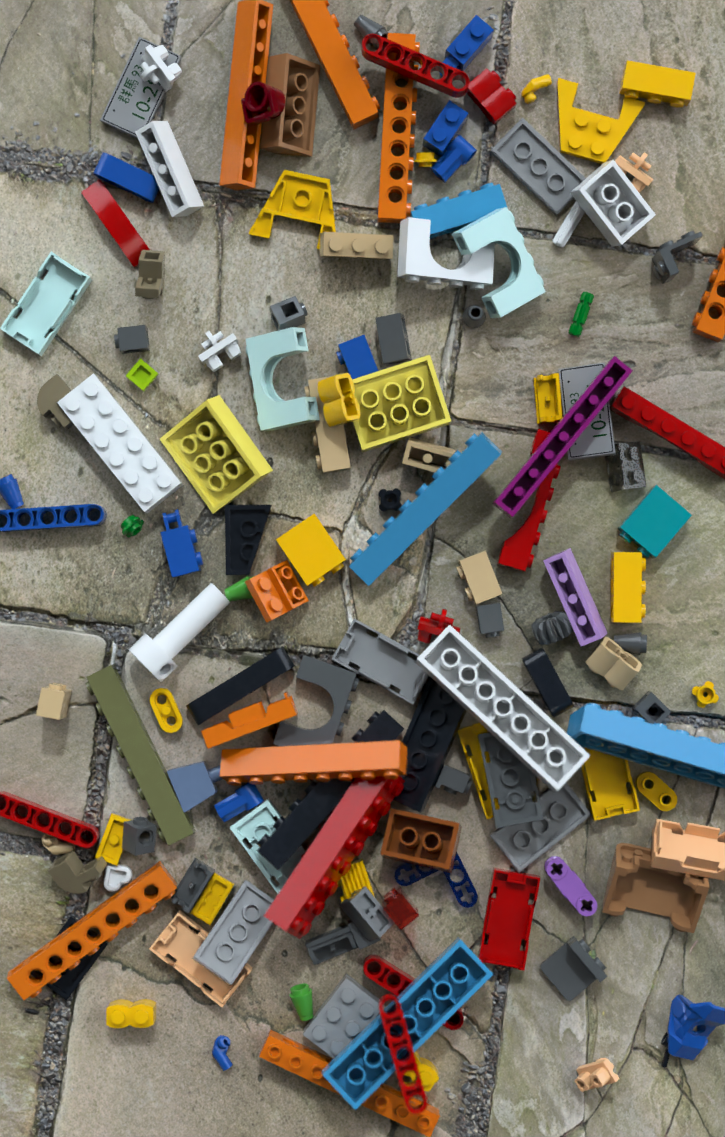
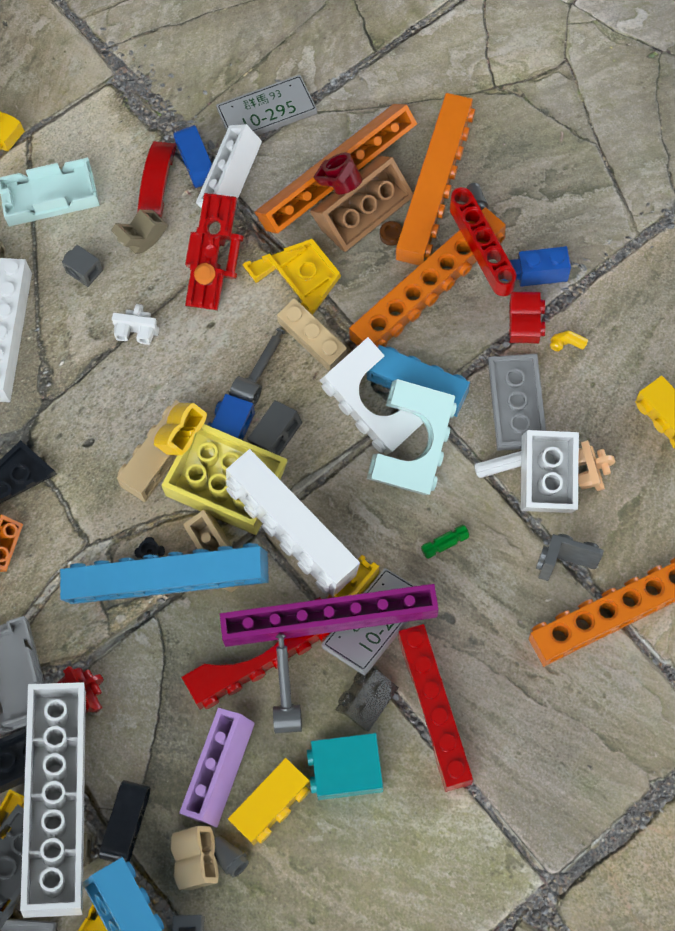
camera: 45 degrees right, 20 degrees down
(142, 375) = (62, 296): lime plate -> none
(156, 69) = (288, 98): white hips -> none
(214, 249) = (203, 252): none -> red piece
(216, 453) = (55, 397): light yellow slope -> none
(263, 355) = (163, 356): light aqua arch -> none
(288, 313) = (212, 343): dark grey brick -> none
(311, 551) = (48, 534): yellow brick -> none
(331, 111) = (390, 233): none -> reddish brown tile
(345, 326) = (247, 388): none -> dark grey piece
(425, 159) = (429, 320): yellow plate -> none
(445, 128) = (466, 311): blue brick -> none
(457, 154) = (459, 338): blue piece -> none
(474, 322) = (355, 467): dark grey cone -> none
(479, 578) = (156, 678): tan brick -> none
(482, 399) = (291, 523): none -> white brick
(490, 619) = (130, 721): dark grey brick -> none
(552, 627) = (171, 774): dark grey gear -> none
(587, 524) = (287, 715): none -> dark grey piece
(588, 133) = (582, 410): yellow wing -> none

